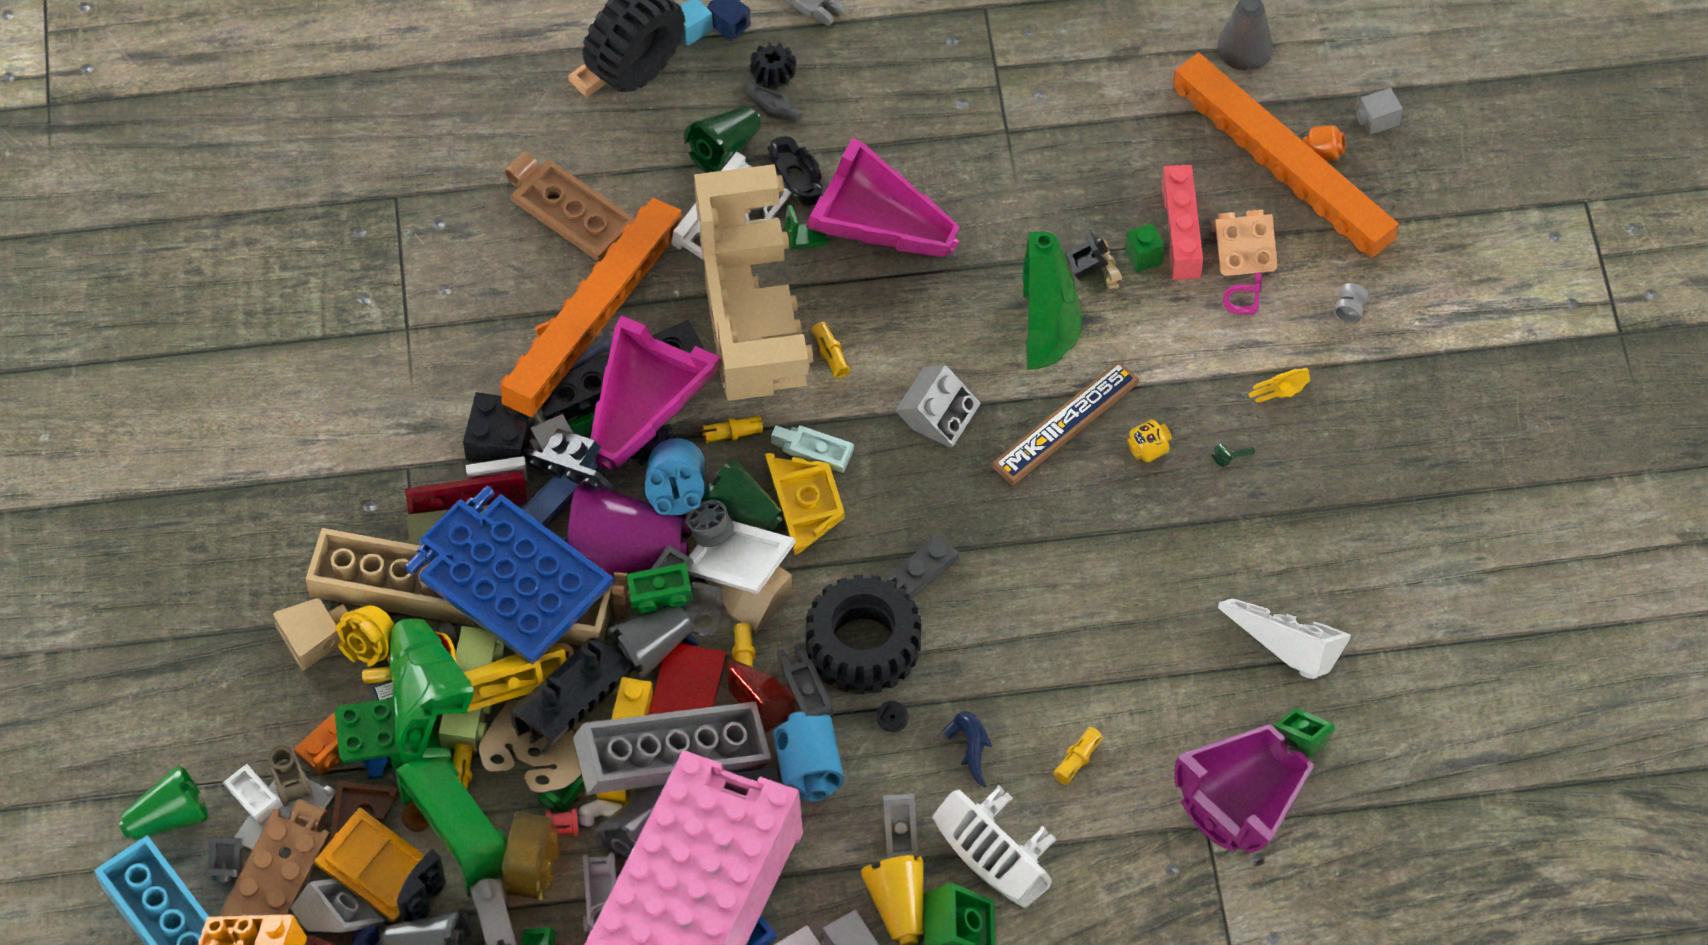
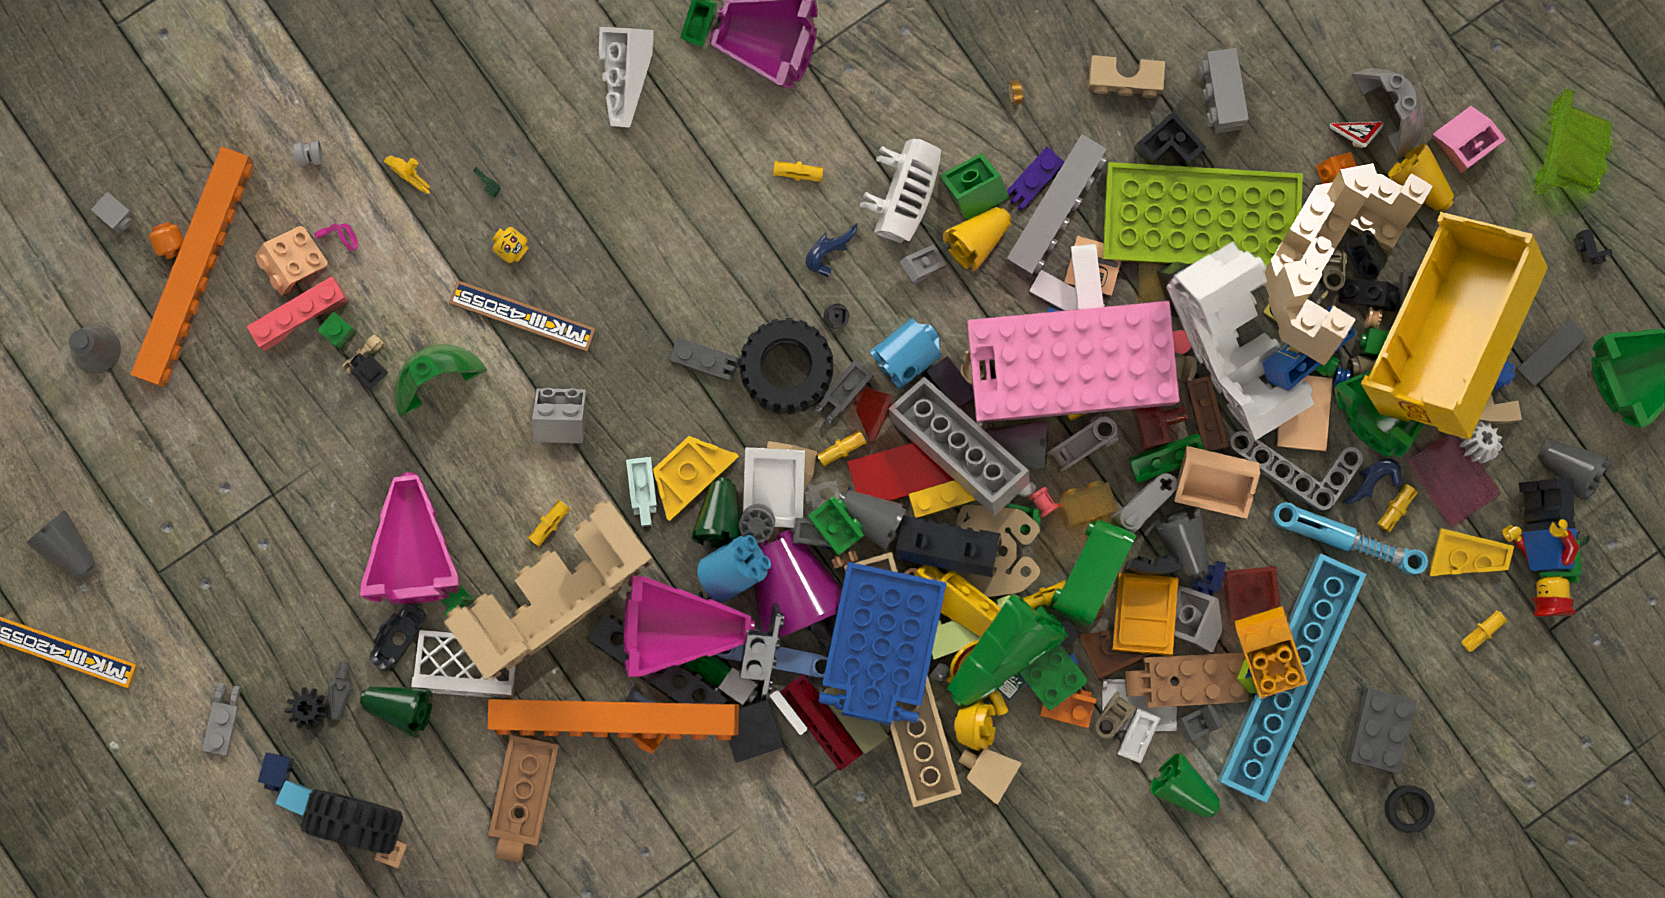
camera: 120 degrees left, 25 degrees up
(732, 429) = (661, 562): yellow pin -> none

